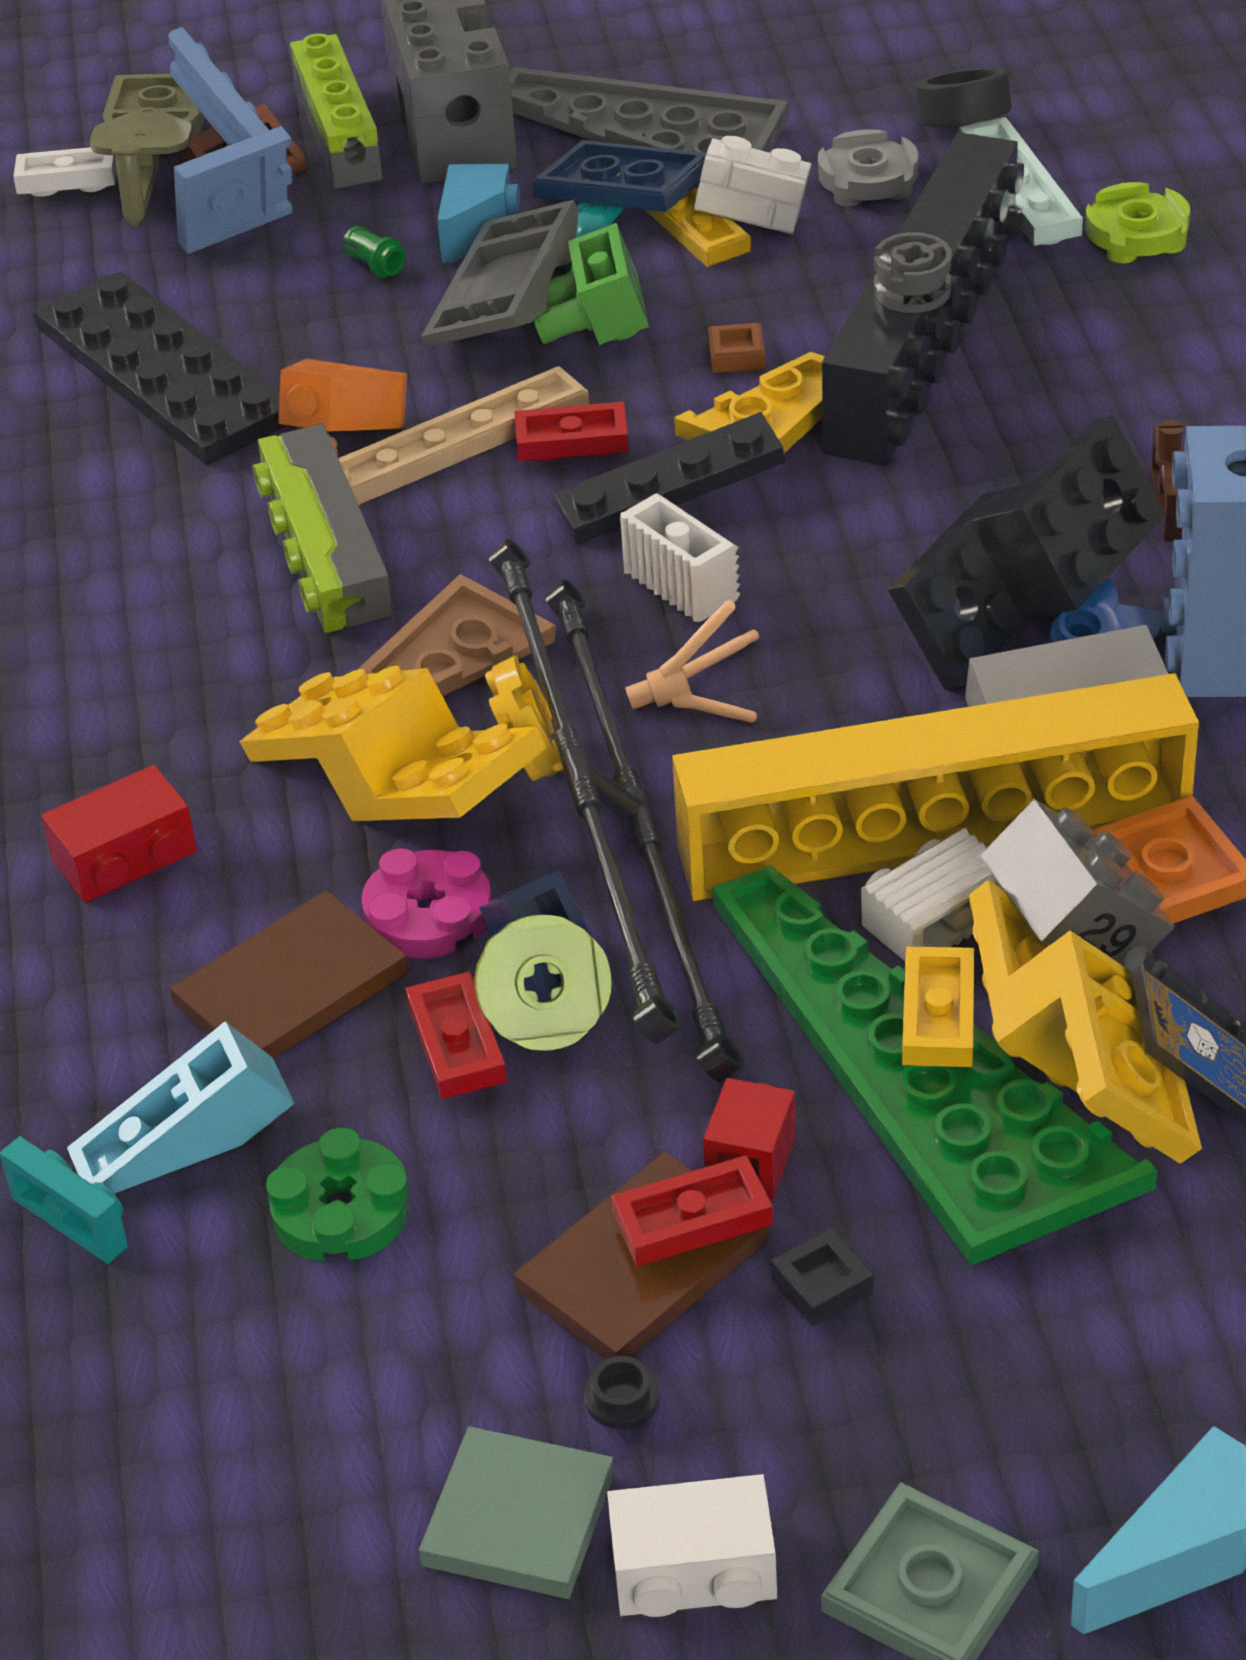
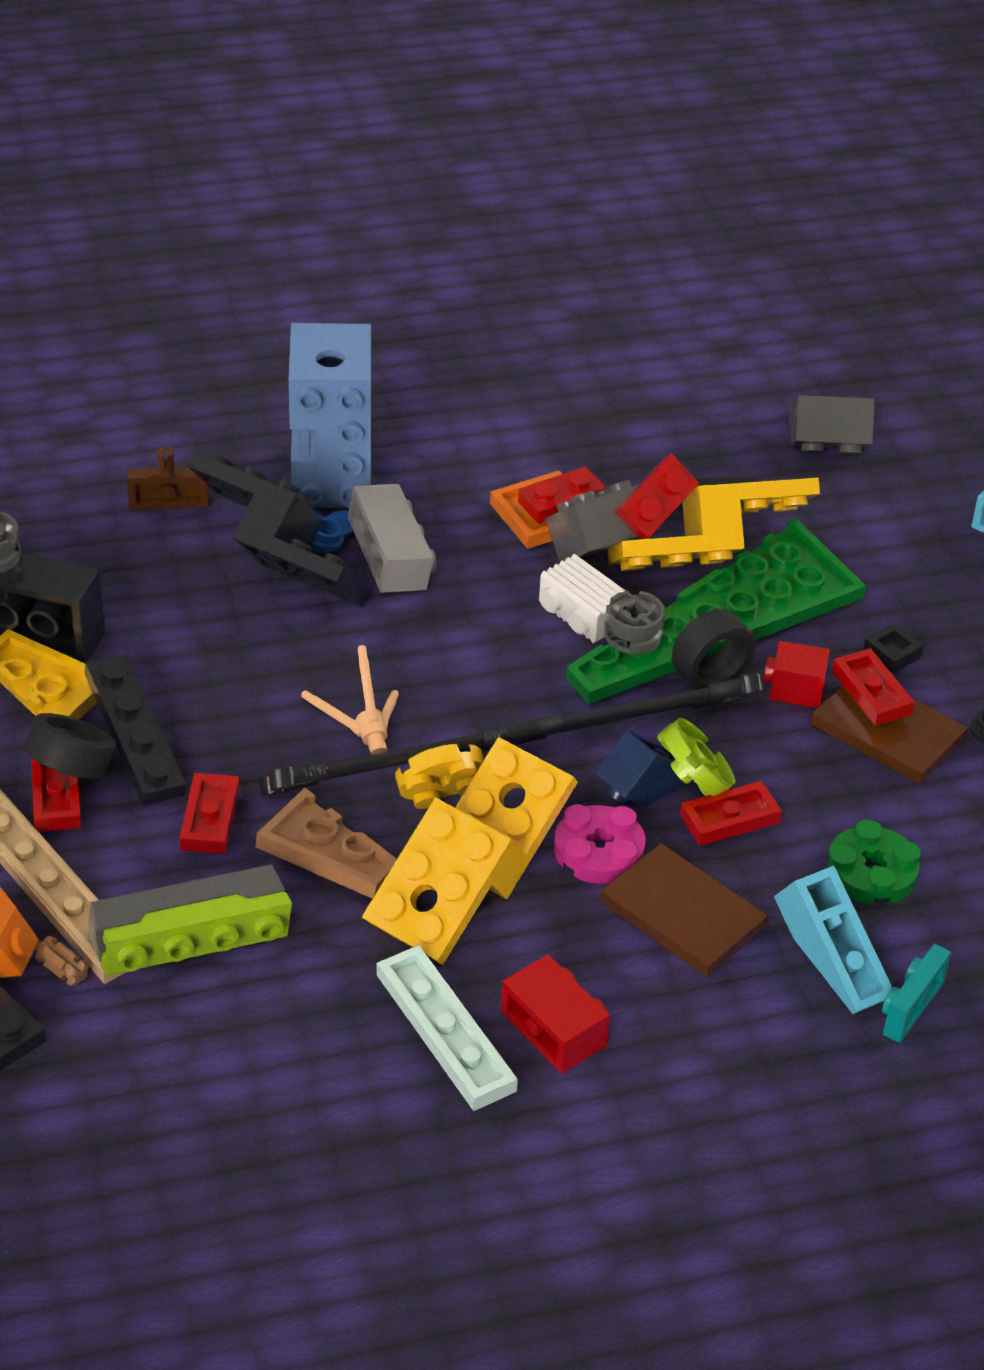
camera: 100 degrees left, 0 degrees up
(128, 745) = (447, 1028): none -> light aqua plate
(550, 547) = (209, 813): none -> red plate
(639, 388) = (69, 745): none -> black tyre
(679, 557) = (247, 711): white brick -> none
(778, 1013) = (703, 634): none -> black tyre
(841, 919) = (634, 620): none -> dark grey wheel
(887, 787) = (507, 586): yellow brick -> none
(938, 1007) = (700, 583): yellow plate -> none
(1073, 899) = (656, 497): none -> red plate
(1178, 865) = (542, 497): none -> red plate

